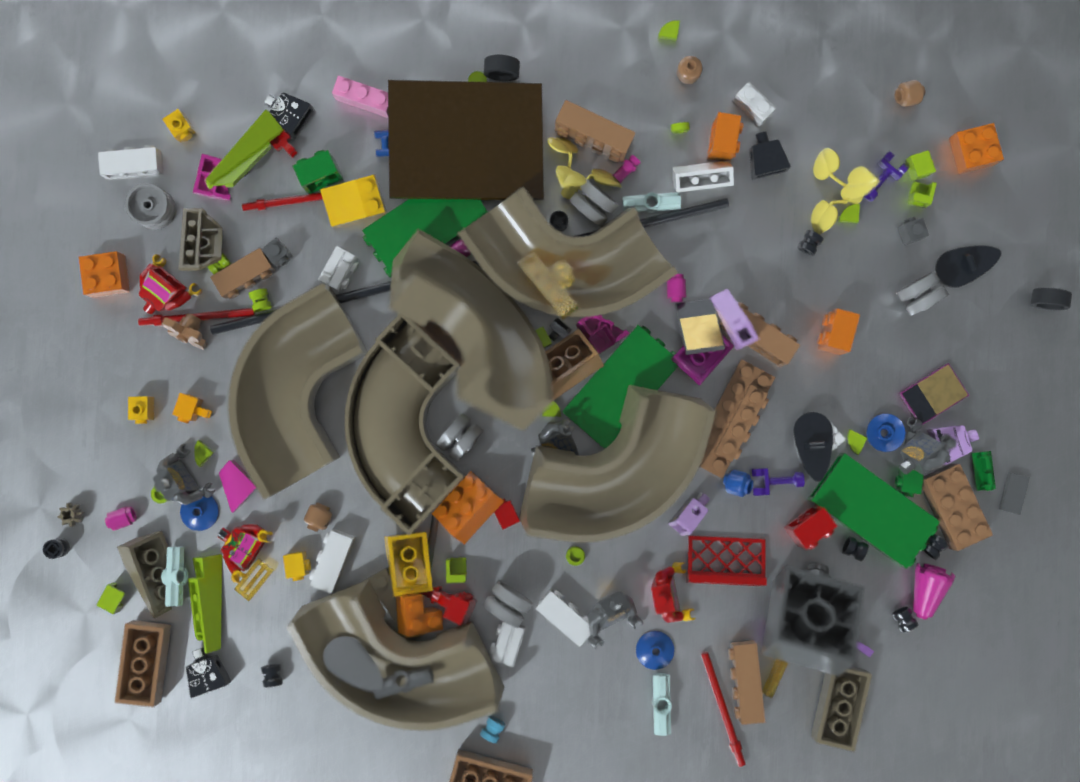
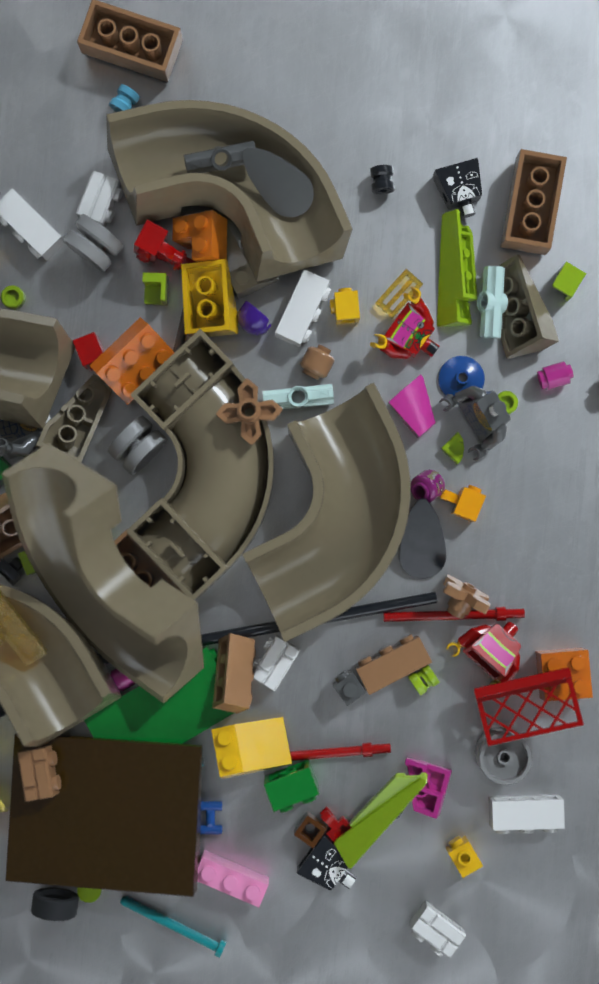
camera: 175 degrees left, 0 degrees up
(128, 263) = (522, 685): none -> red fence
(141, 409) = (525, 505): yellow brick -> none
(197, 67) = (437, 930): none -> white brick
(199, 240) = (442, 708): dark tan wedge -> none
(218, 372) = (423, 542): none -> black shield
(219, 420) = (427, 485): none -> magenta head
(260, 300) = (375, 635): lime wheel -> none
(301, 133) = (310, 837): none -> reddish brown plate
(320, 487) = (314, 396): none -> light aqua piece
(363, 457) = (263, 411): none -> medium nougat plant
(368, 257) = (234, 673): none -> medium nougat brick
(371, 42) = (174, 925): none -> teal bar
(372, 548) = (252, 320): none -> dark purple hair
(511, 455) = (77, 419): none -> dark tan wedge
(518, 168) = (39, 773): none -> medium nougat brick

